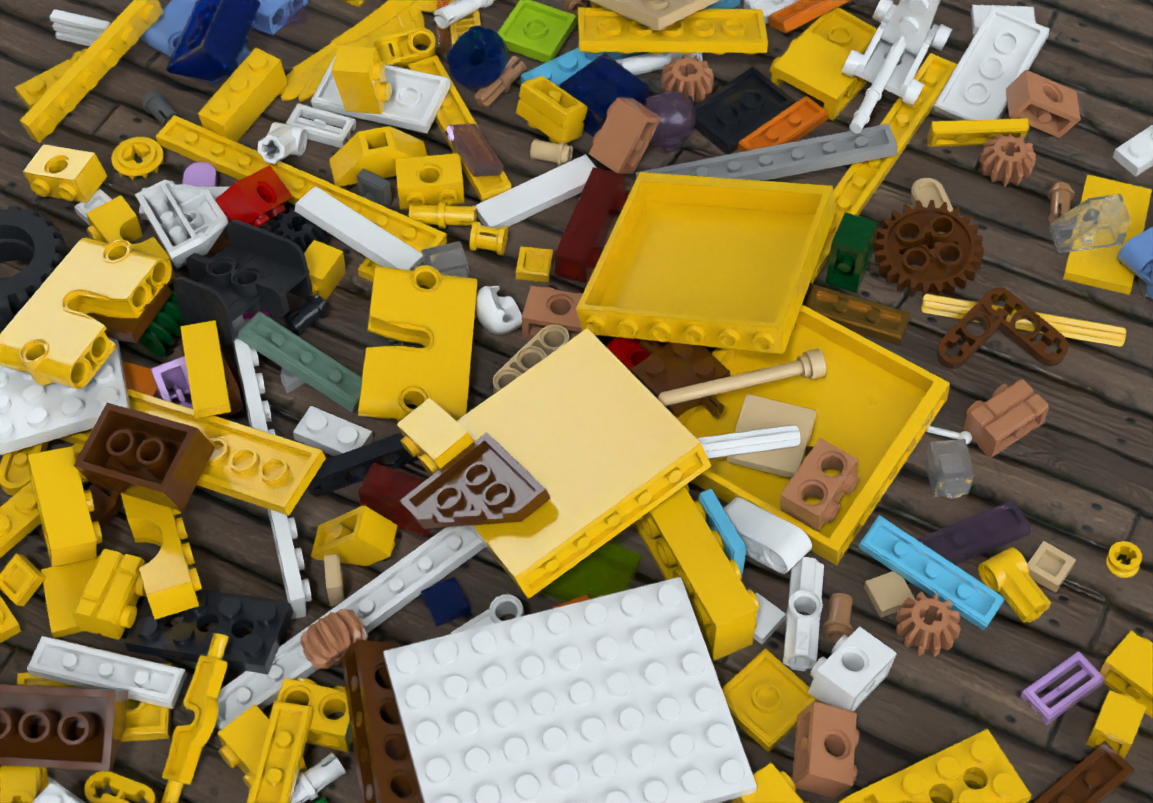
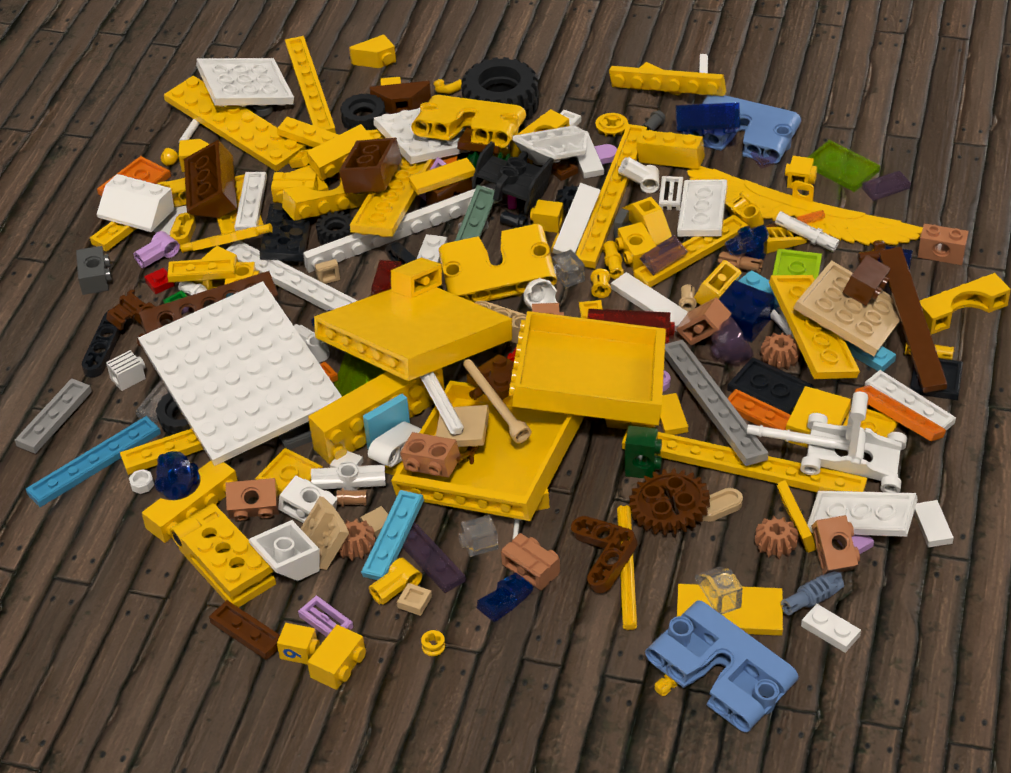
camera: 80 degrees right, 10 degrees down
(65, 173) = (580, 96): yellow brick -> none
(235, 572) = (333, 222): none -> black tyre
(255, 198) = (595, 169): red brick -> none
(332, 637) = (279, 268): nougat gear -> none
(356, 537) = (356, 275): yellow slope -> none
(361, 79) = (689, 183): yellow brick -> none
(476, 489) = (378, 293): reddish brown plate -> none
(859, 314) = (602, 476): pearl gold tile -> none
(926, 655) = (326, 530): none -> tan slope
(954, 707) = (288, 551): none -> white slope
(1053, 462) = (505, 598): none -> clear blue slope
(1060, 197) = (748, 574): medium nougat pin -> none
(1103, 148) = (813, 592): none -> sand blue hinge

